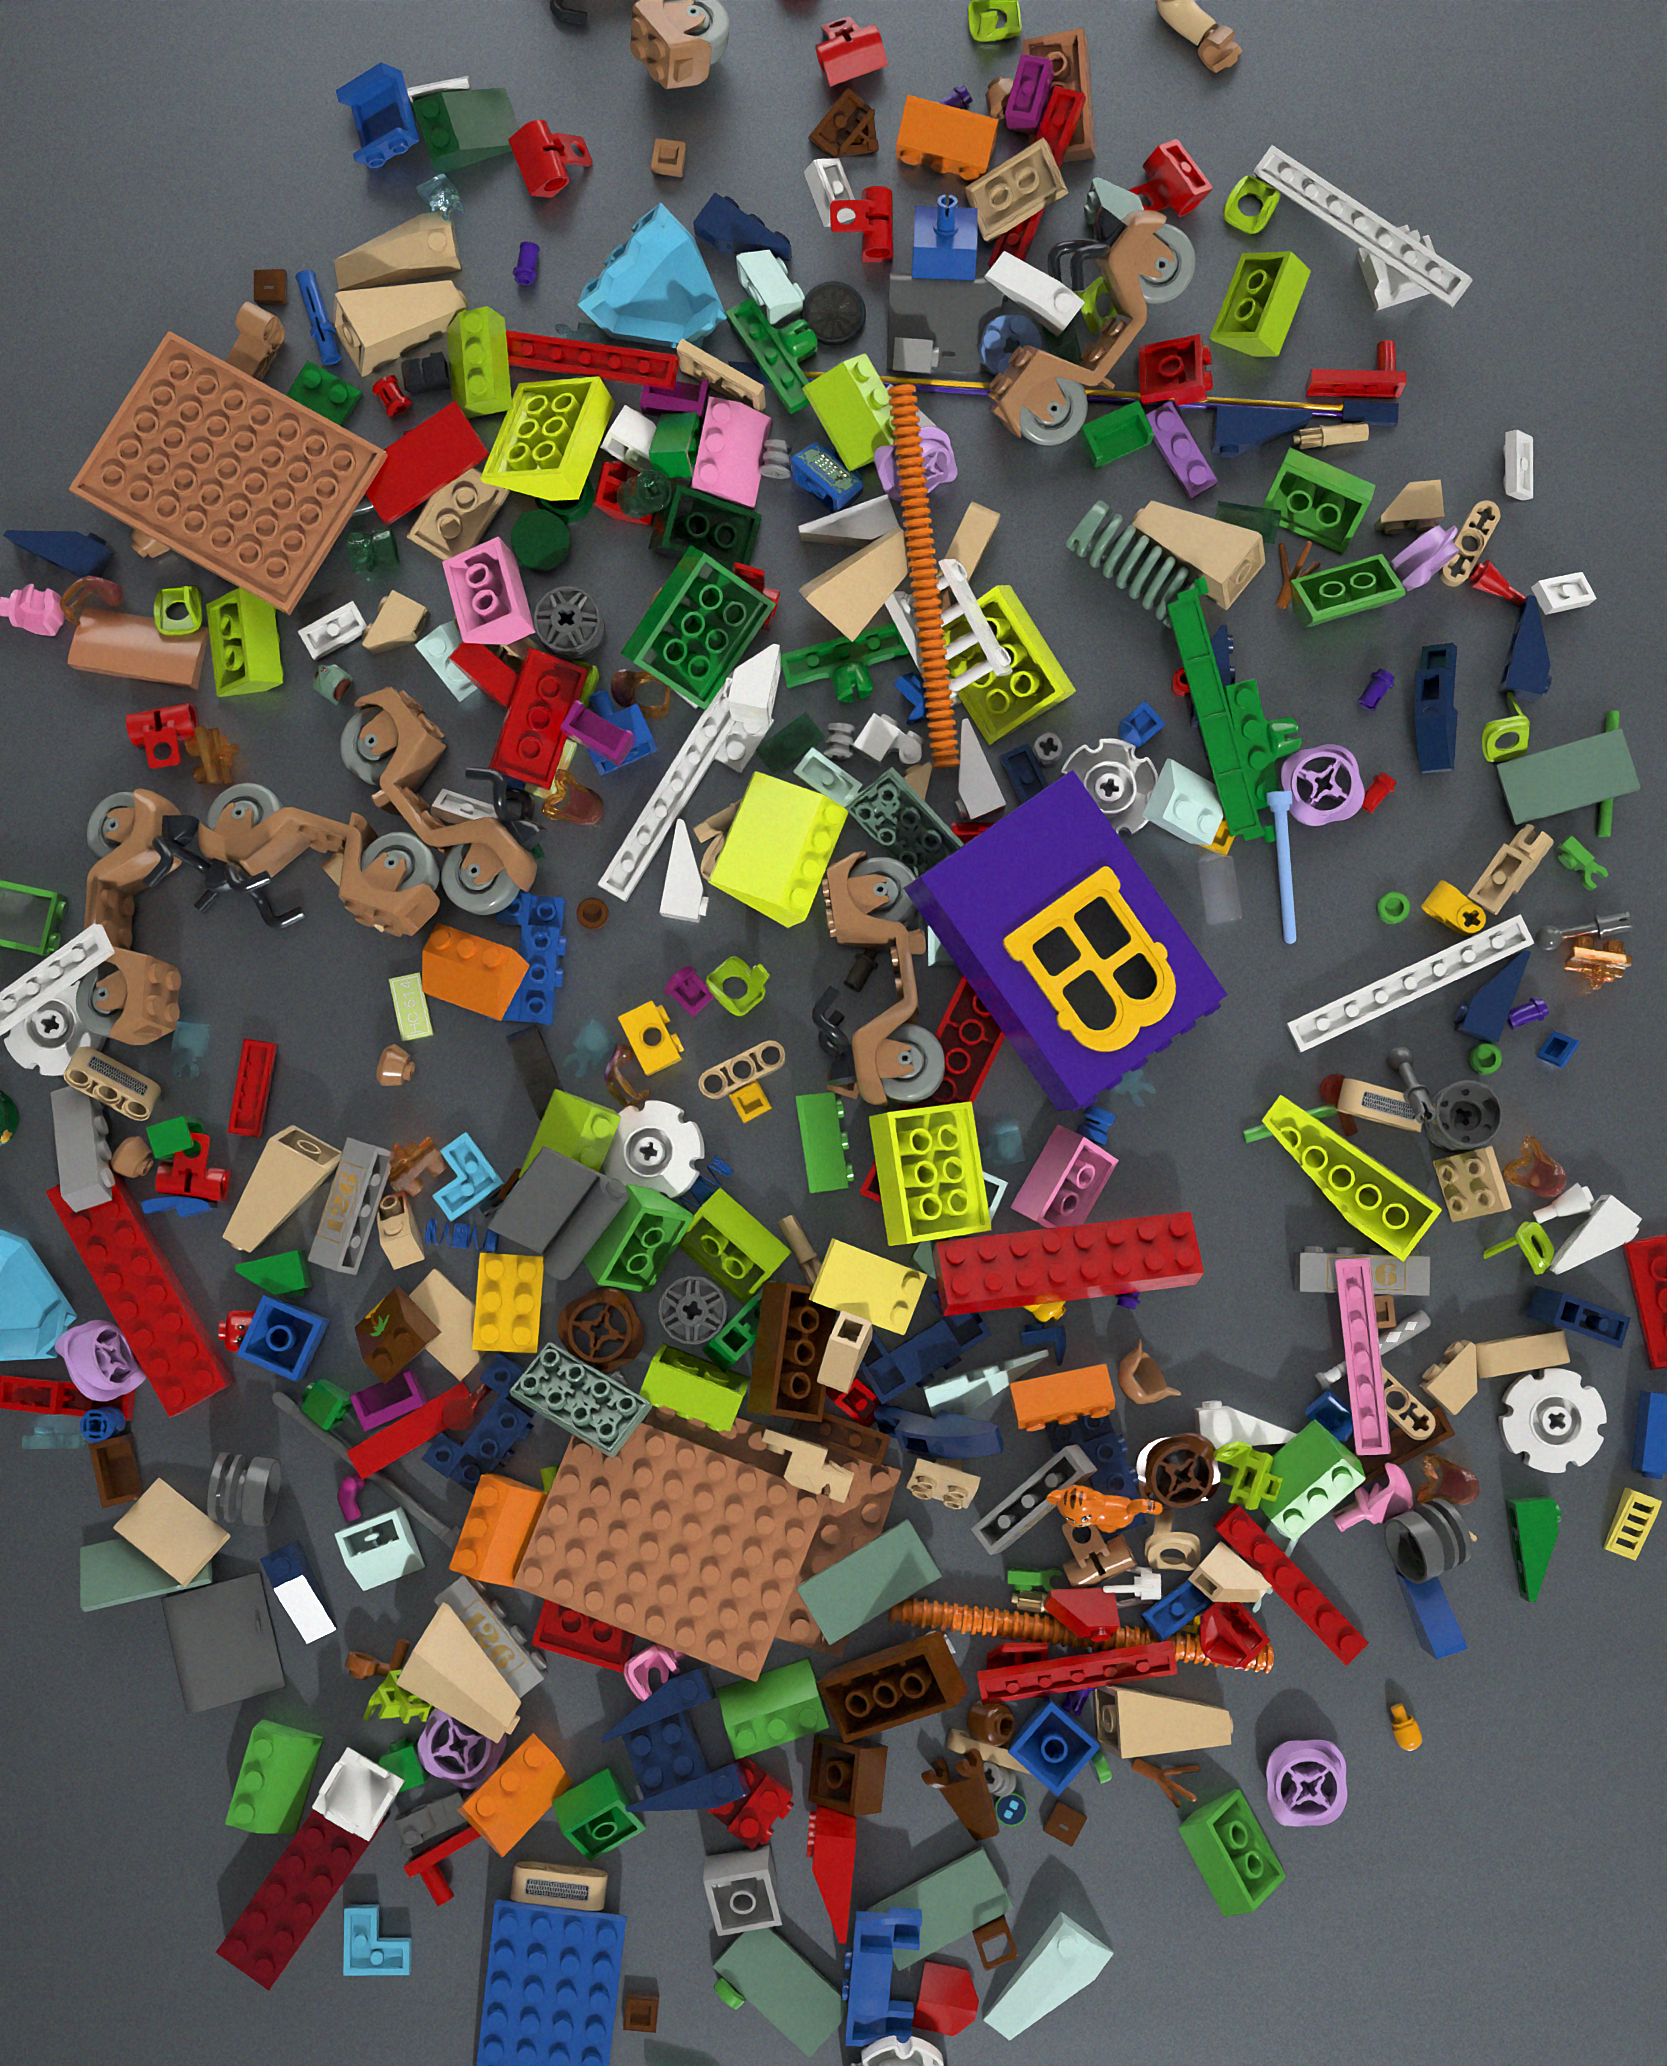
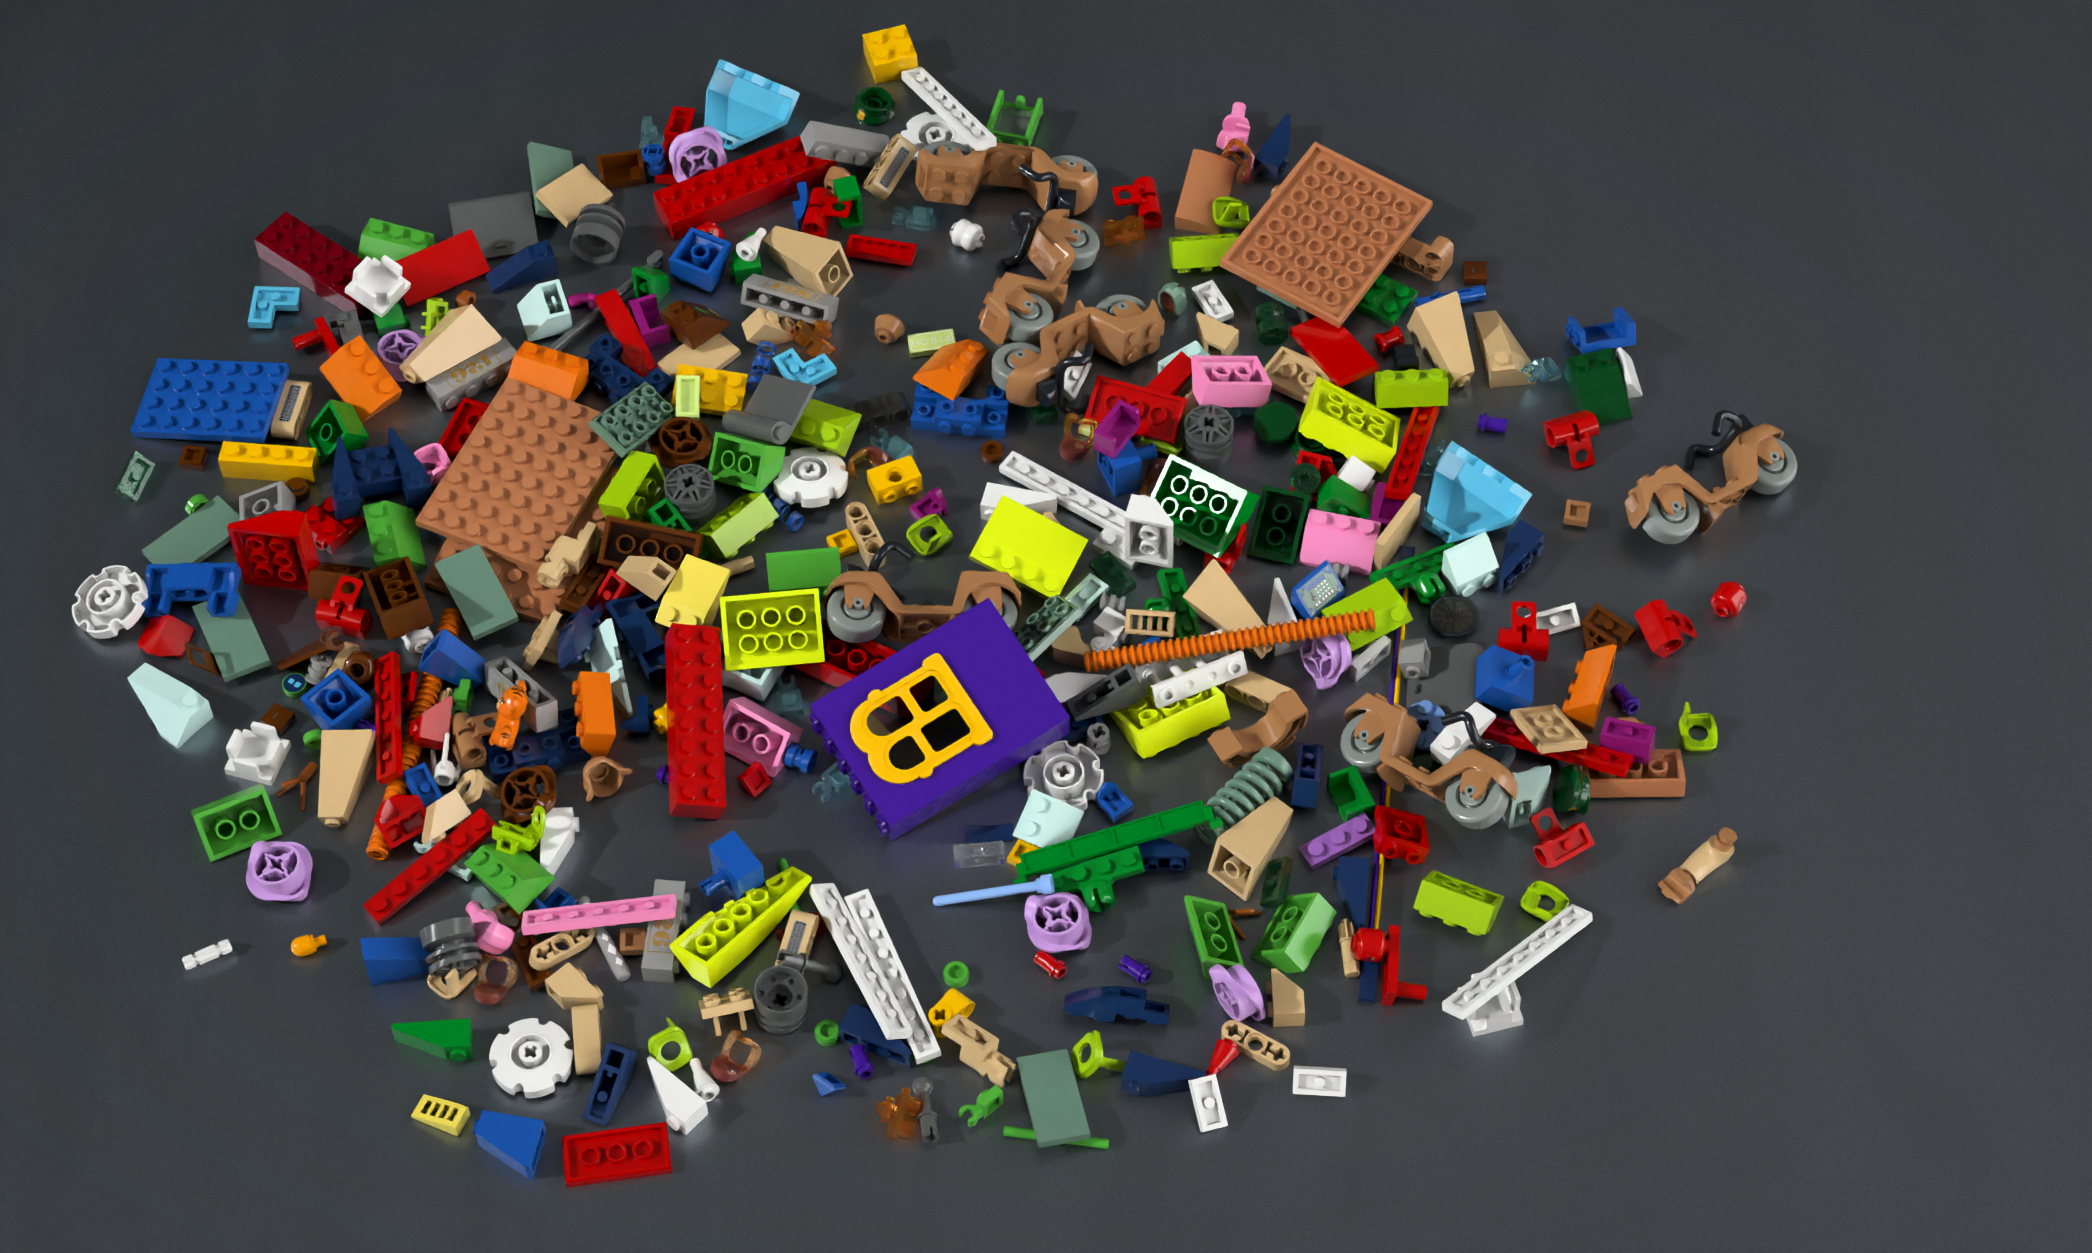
camera: 90 degrees right, 30 degrees down
(225, 969) = (967, 235): none -> white piece
(269, 1267) = (749, 247): none -> white cone
(305, 1710) = (442, 266): none -> red tile
(533, 1329) = (688, 396): none -> yellowish green tile
(654, 1903) = (268, 462): none -> yellow brick
(690, 1857) = (298, 487): none -> reddish brown tile
(881, 667) = (1149, 631): none -> tan slope
(906, 1760) = (342, 611): none -> red piece
(989, 1598) = (452, 660): none -> blue slope
(994, 737) = (1110, 694): none -> dark grey slope
(1040, 543) = (1272, 731): none -> medium nougat brick
(1086, 486) = (1307, 775): none -> dark blue slope
(1103, 159) = (1572, 790): none -> dark green hat
(1126, 1842) = (256, 753): none -> white panel
(1131, 1181) = (754, 779): none -> red tile
(1185, 880) = (989, 833): none -> dark blue sticker
(1280, 1192) = (733, 867): none -> blue brick
(1340, 405) = (1369, 944): none -> red head
(1401, 1022) = (860, 961): none -> white plate
(1426, 1857) = (206, 954): none -> white axle

